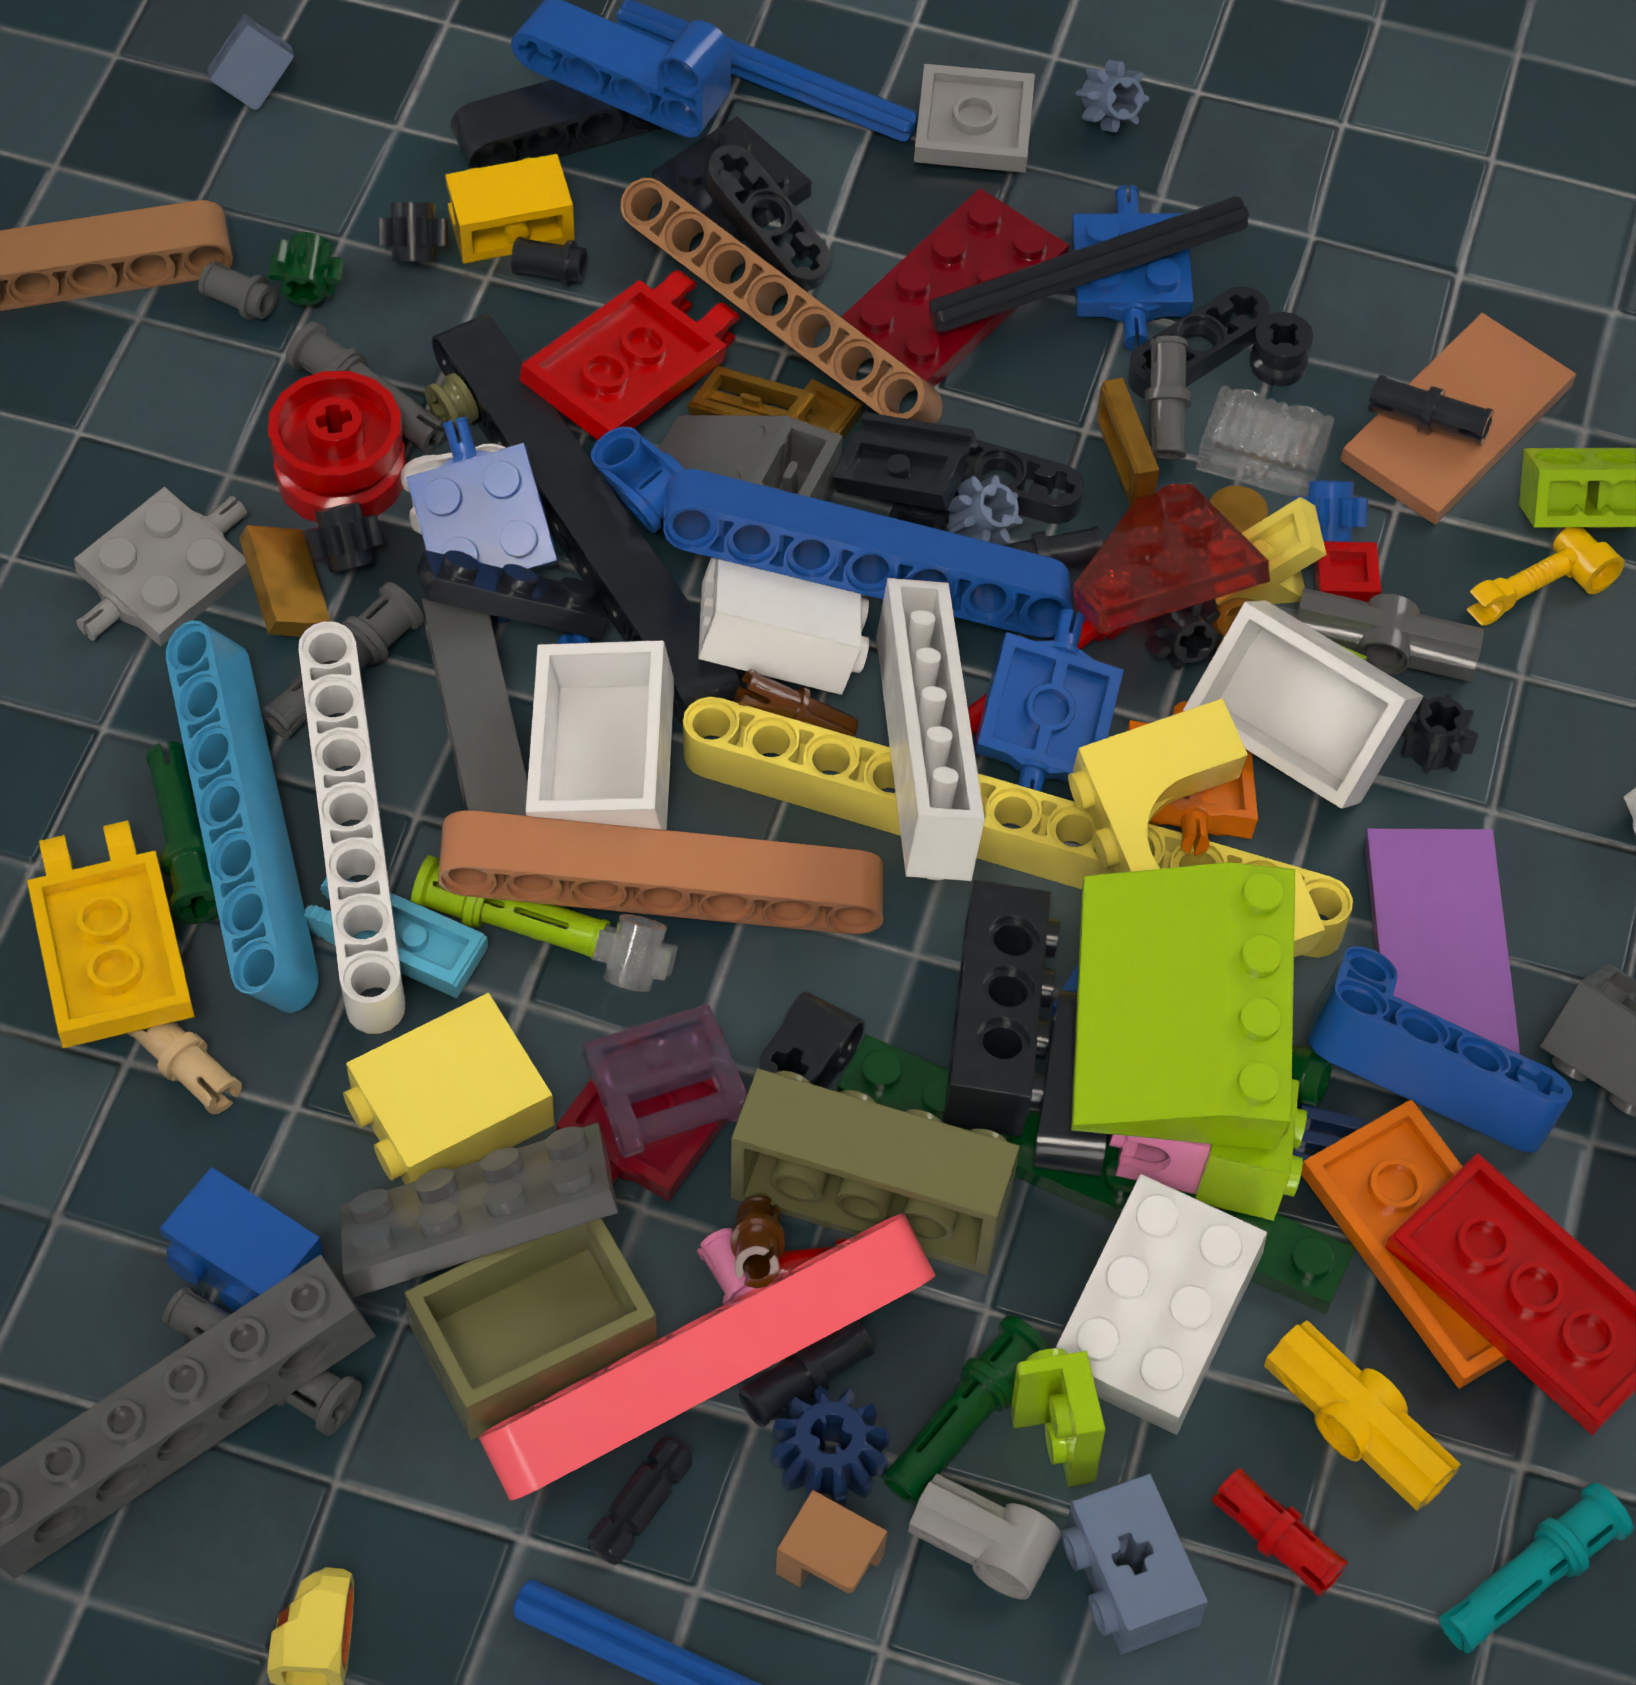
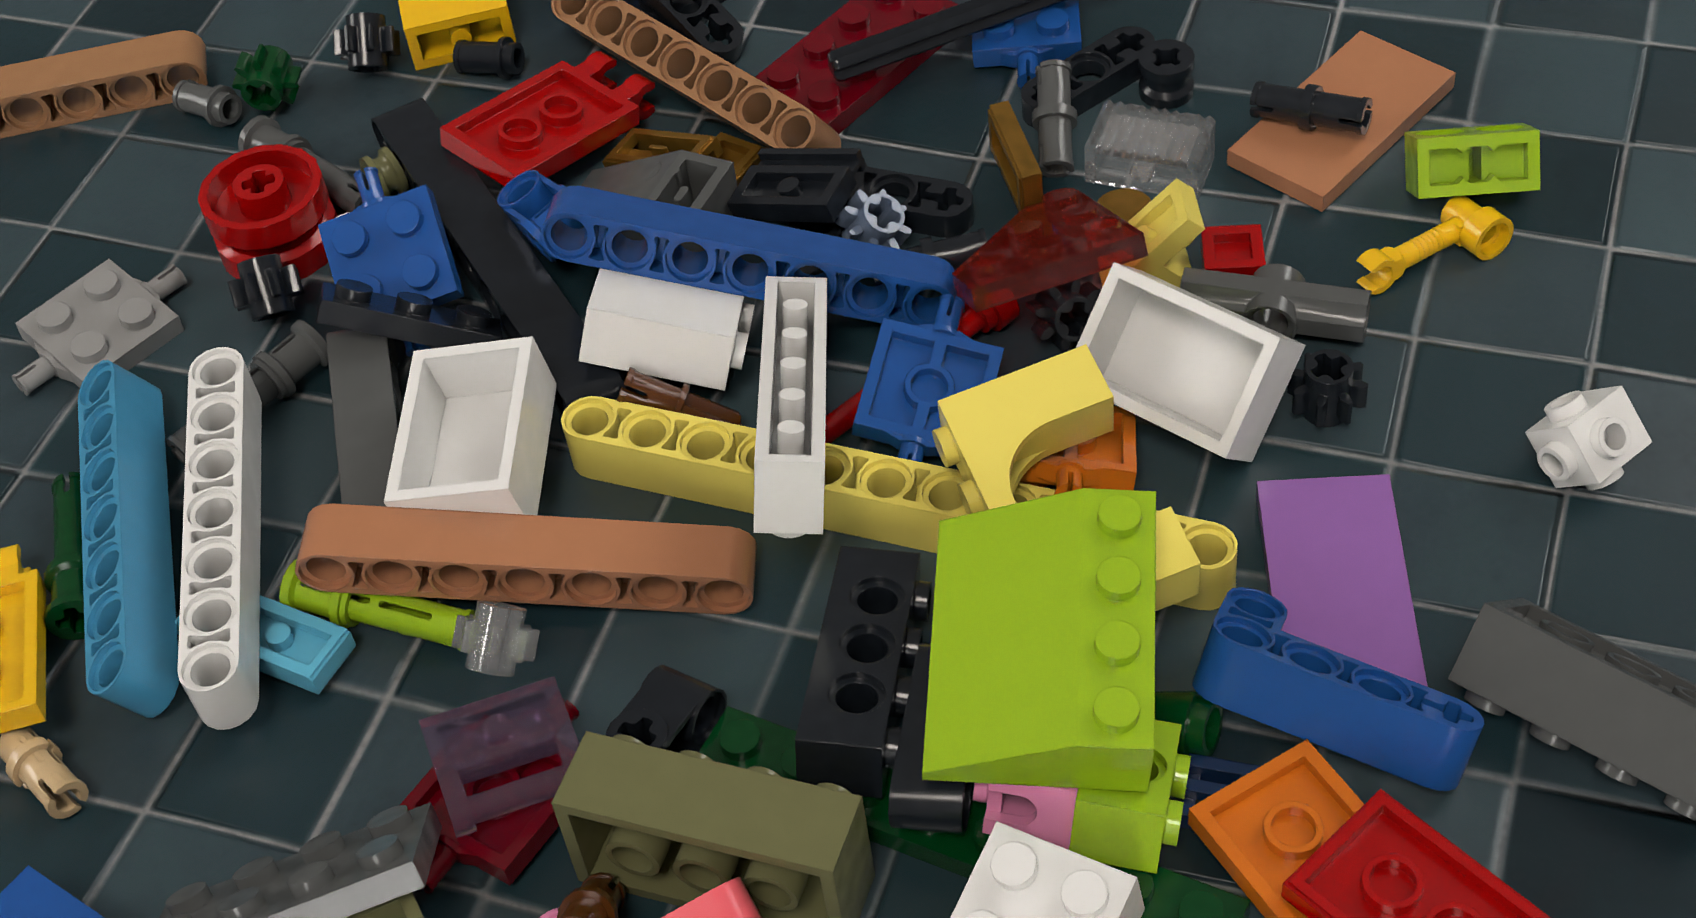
camera: 10 degrees right, 10 degrees down
(283, 579) = (204, 321): pearl gold tile -> none
(448, 1092) = (287, 780): light yellow brick -> none
(1337, 508) = (1219, 196): blue gear -> none

